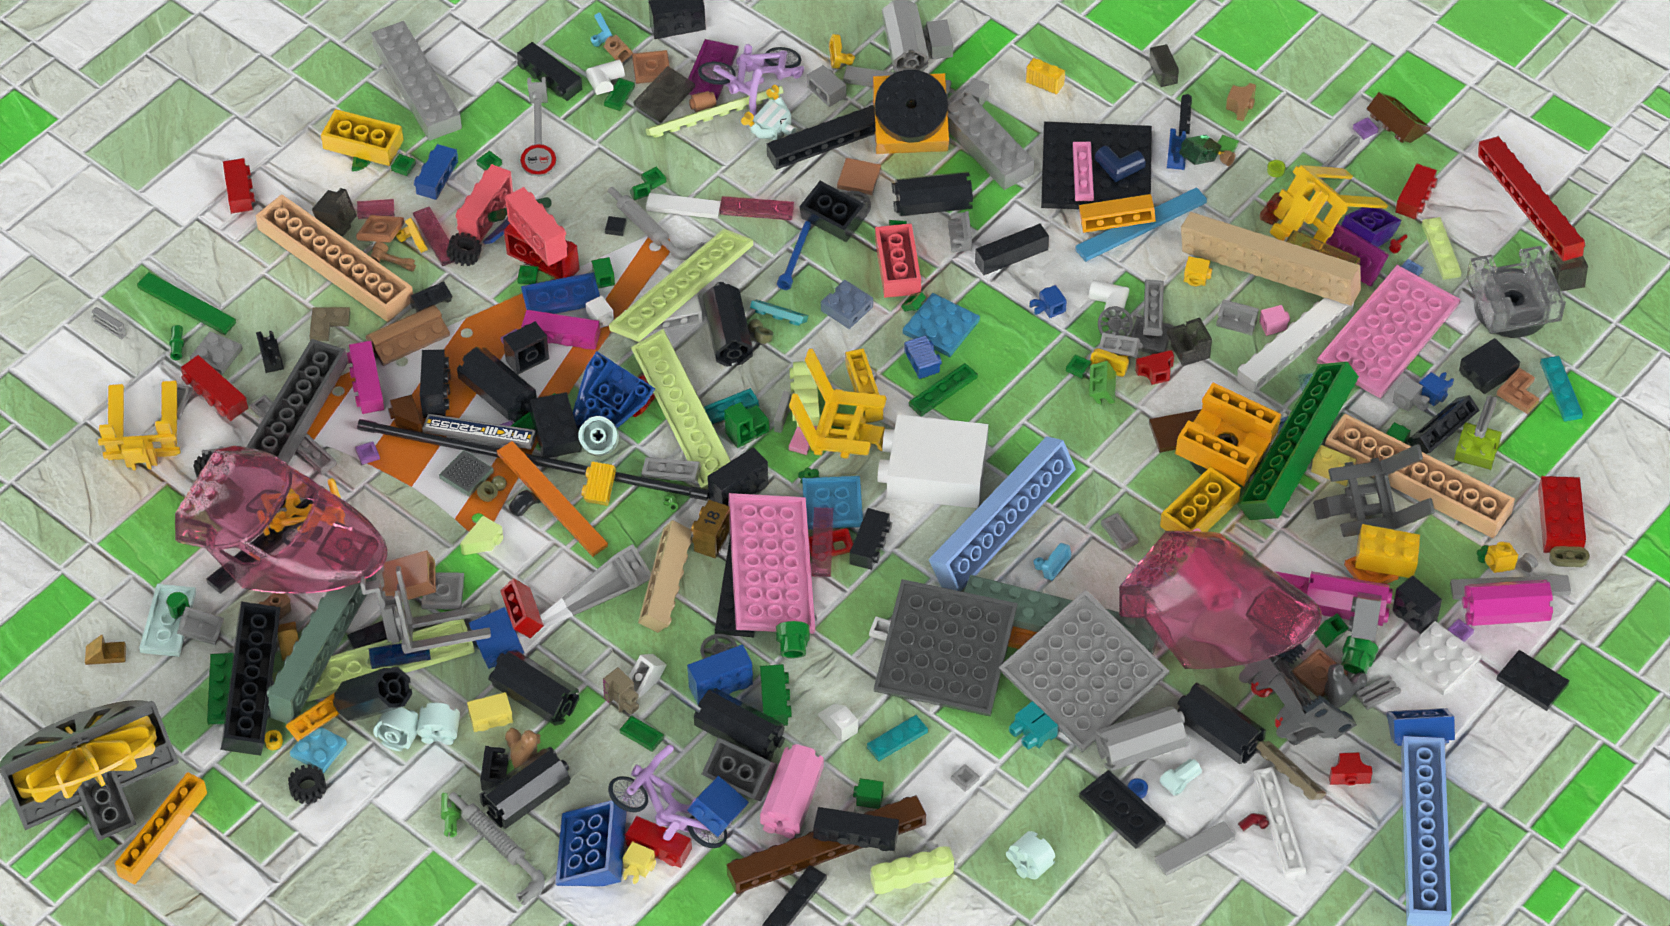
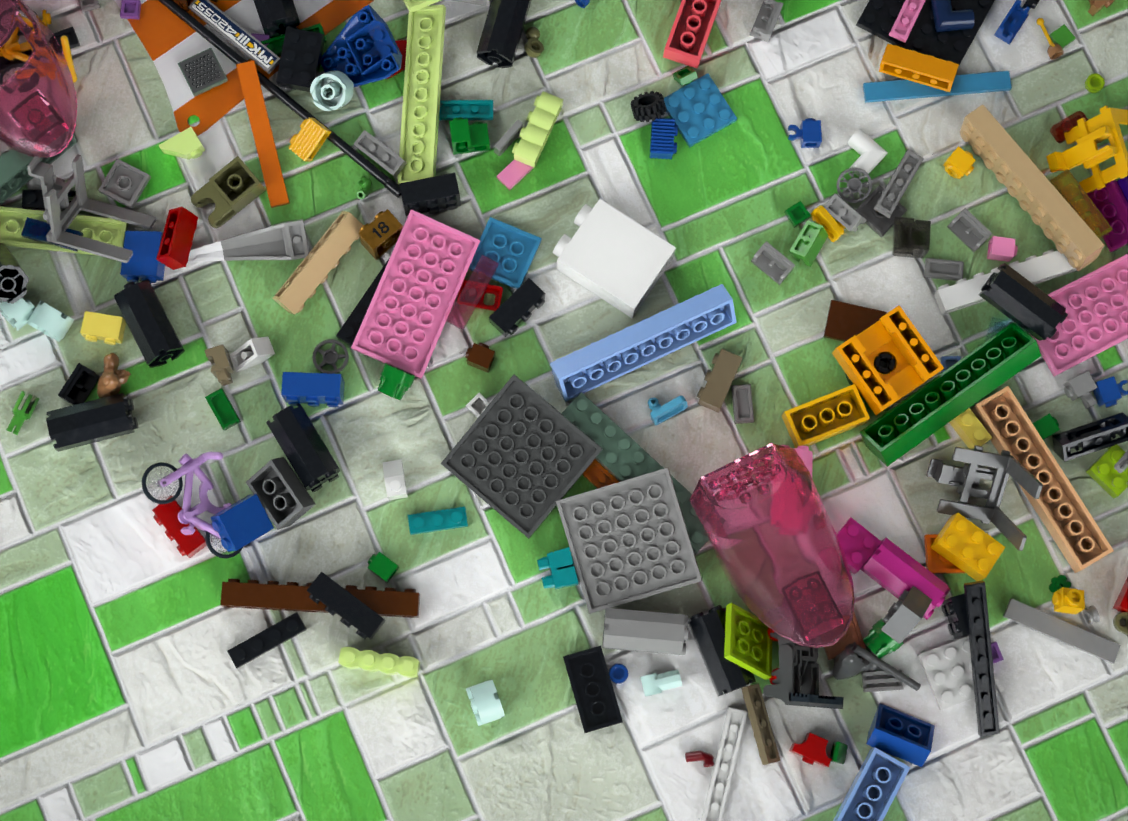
camera: 20 degrees right, 25 degrees up
(417, 573) = (101, 158): nougat brick -> none
(488, 490) = (226, 94): olive plate -> none
(503, 845) = (49, 467): light grey piece -> none
(522, 502) = (236, 125): black hair -> none
(548, 554) = (225, 194): none -> olive brick
(591, 846) = (118, 505): blue slope -> none
(638, 861) = (153, 537): light yellow brick -> none
(775, 692) = (352, 428): green brick -> none
(778, 312) = (559, 29): teal plate -> none
(791, 791) = (314, 536): bright pink brick -> none
(808, 473) = (495, 210): green plant -> none
(847, 304) = (625, 50): sand blue piece -> none
(856, 435) = (561, 188): yellow piece -> none
(859, 591) = (480, 356): none -> reddish brown brick
(862, 380) = (593, 146): yellow brick -> none
(895, 335) = (648, 106): none -> black tyre
(943, 389) = (664, 179): green tile -> none
(965, 778) = (475, 589): light grey tile -> none
(1011, 249) = (803, 61): black brick -> none
(1080, 411) = (772, 263): none -> light grey hinge
(1087, 519) = (719, 380): none -> dark tan brick
(1155, 366) = (867, 248): red brick -> none
(1195, 848) = (636, 758): light grey tile -> none
(1200, 149) = (1032, 33): clear green brick -> none
(1232, 357) = (943, 269): none -> light grey tile
(1240, 701) = (747, 641): none -> lime plate
(1317, 342) = (1023, 302): none -> black brick
(1331, 630) = (873, 602): green brick -> none
(1373, 760) = (838, 752): none -> green slope
(1378, 675) = (886, 667): none -> dark grey bar
(1453, 626) = (981, 658): none -> black tile
(1507, 602) = (1047, 652): dark pink brick -> none
(1532, 680) = (1028, 736): black plate -> none

